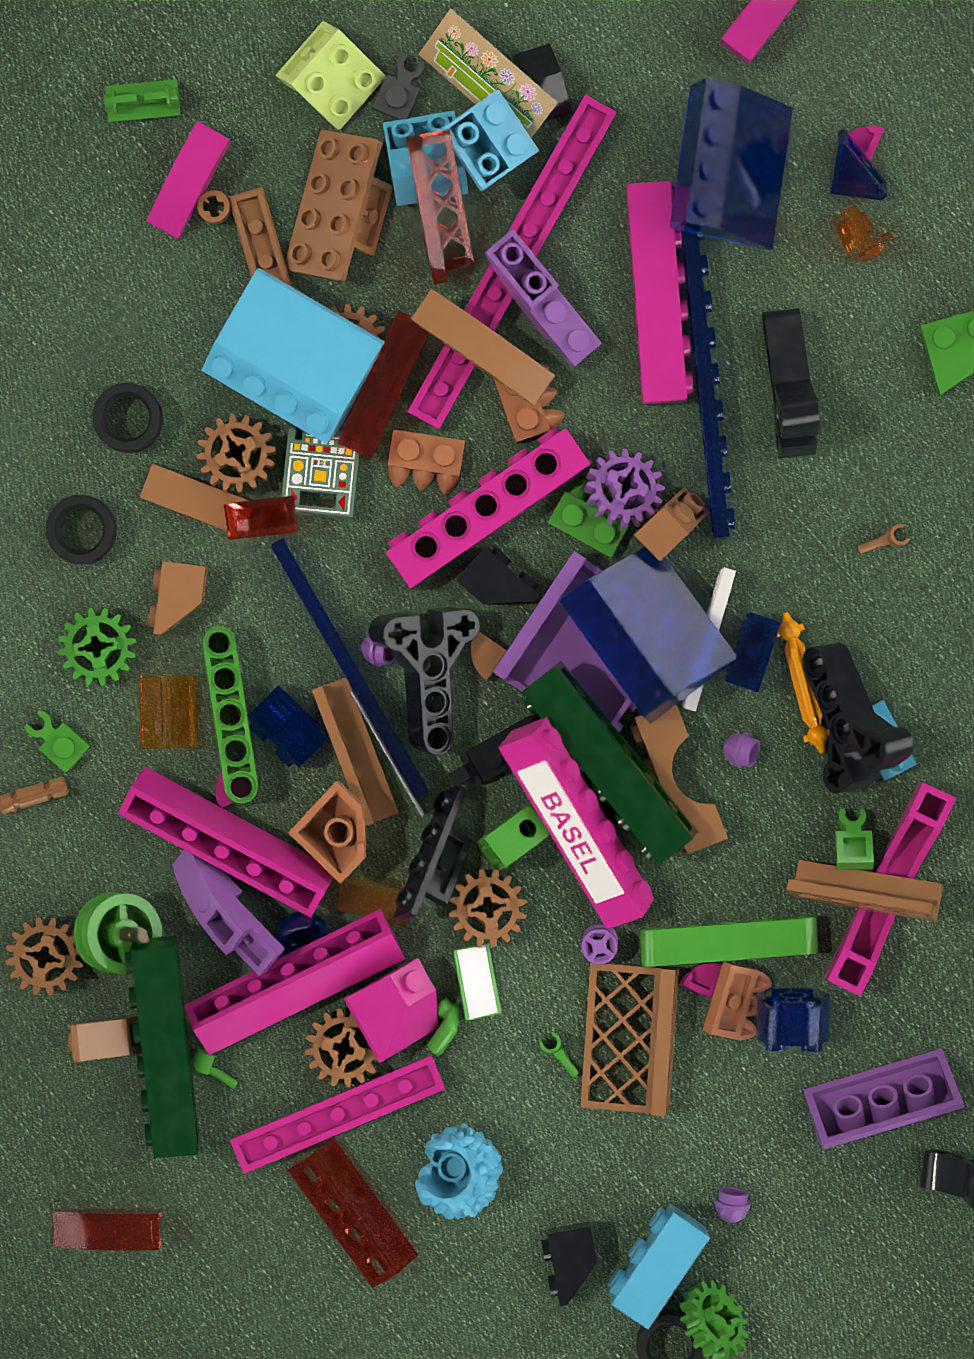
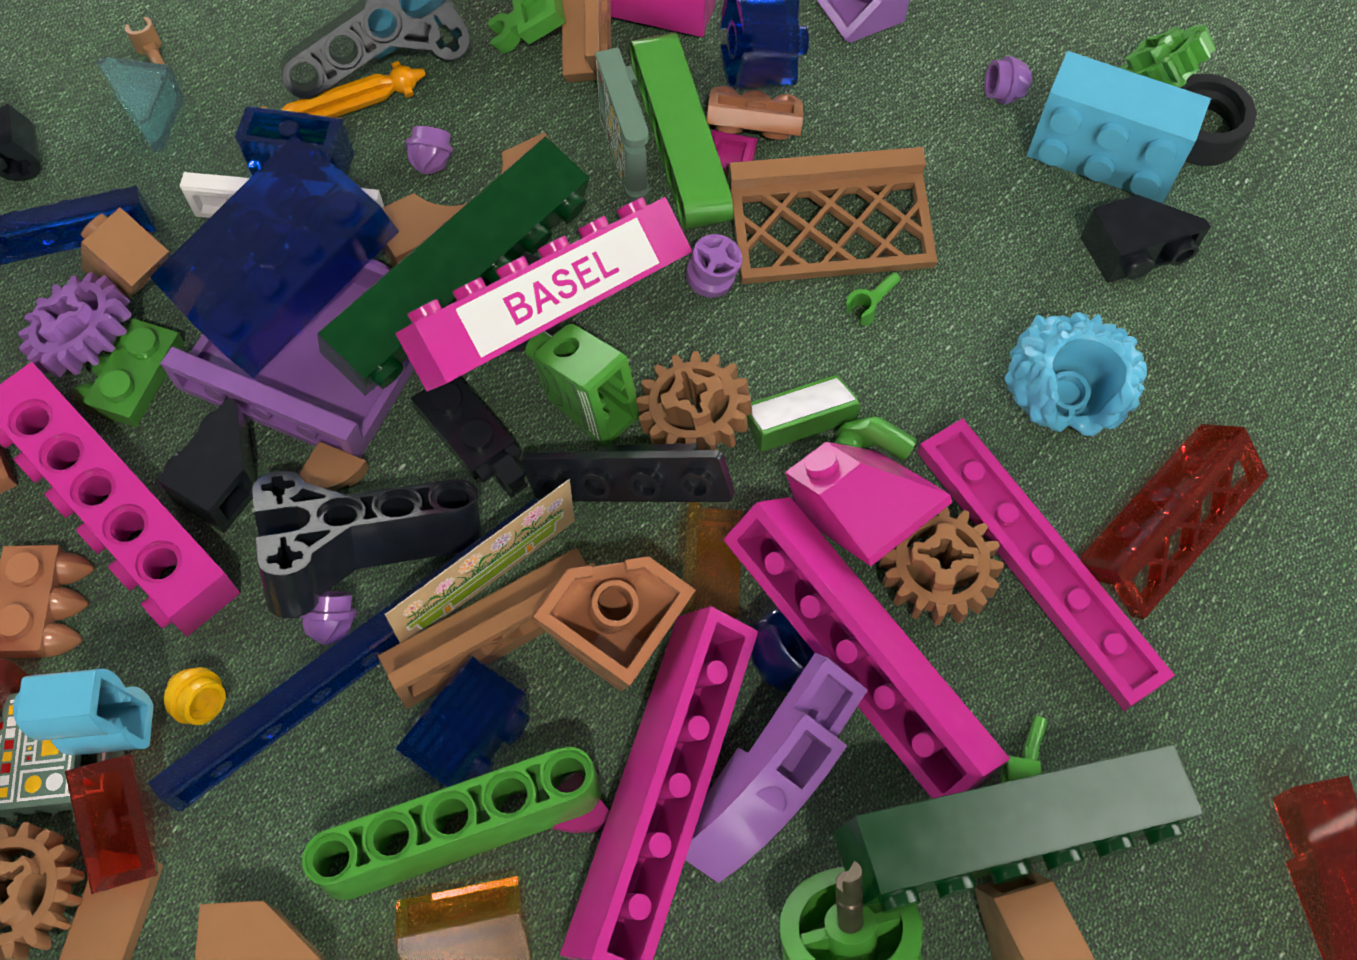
camera: 100 degrees left, 25 degrees down
(321, 509) = (84, 712): none -> medium azure brick
(340, 560) = (194, 696): none -> yellow plate
(729, 897) = (623, 122): none -> sand green container
(828, 538) = (146, 94): none -> clear light blue slope

